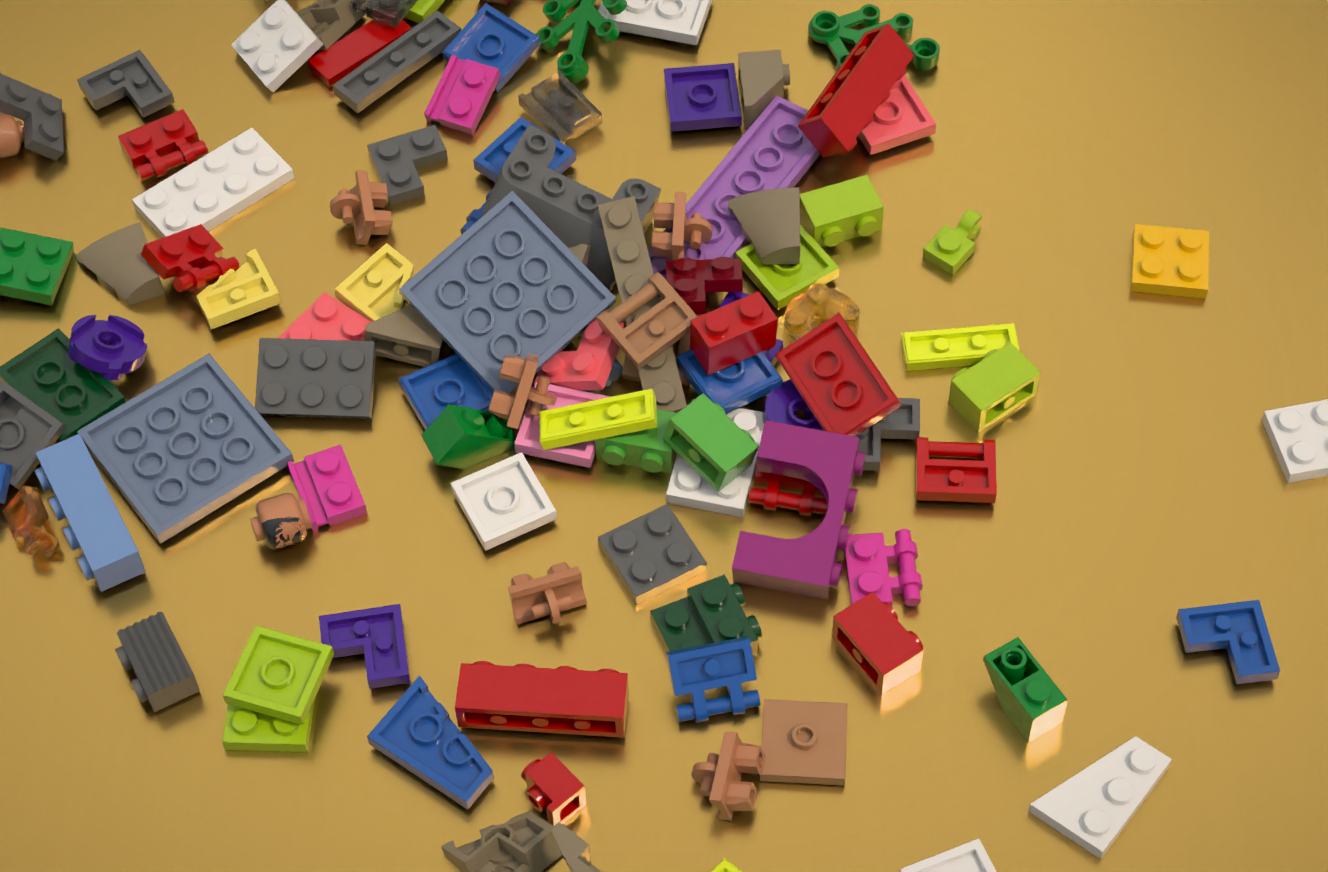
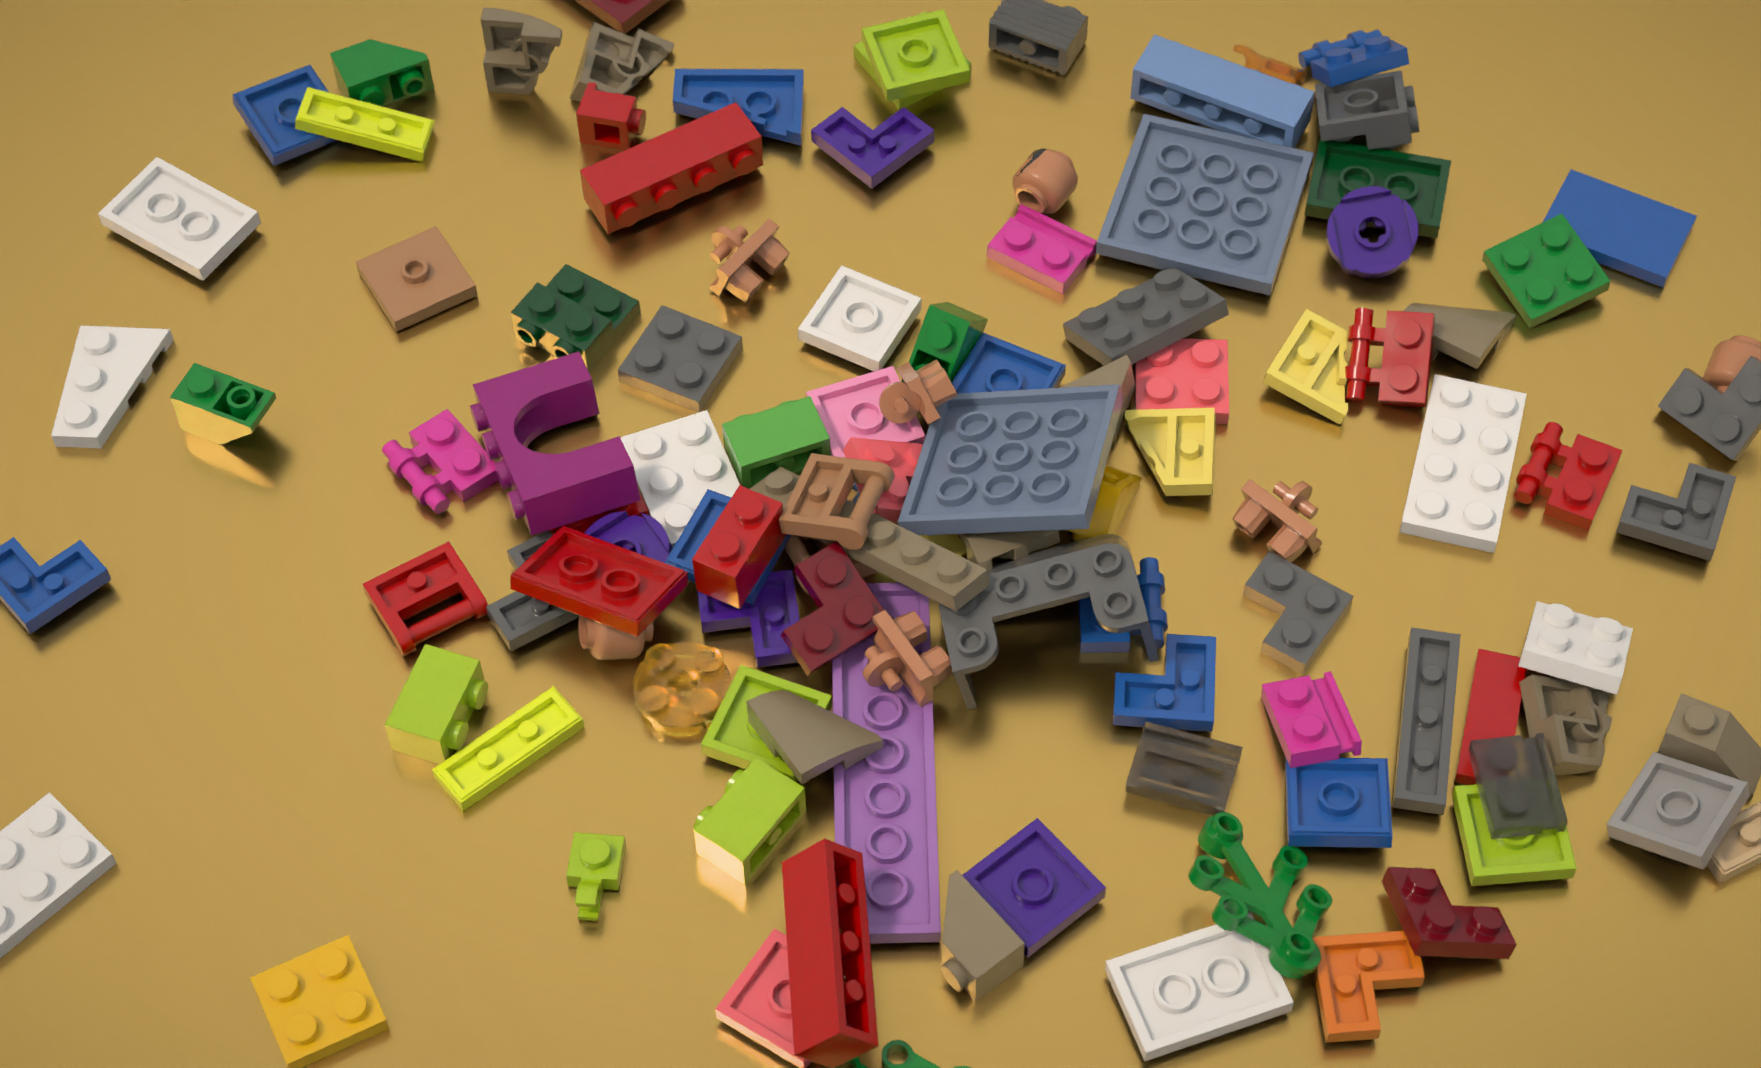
camera: 145 degrees right, 0 degrees up
(598, 419) = (816, 406): neon yellow tile -> none
(710, 442) = (682, 439): bright green brick -> none
(713, 667) = (533, 257): blue plate -> none
(723, 772) = (465, 203): nougat hips -> none
(878, 642) = (397, 382): red brick -> none

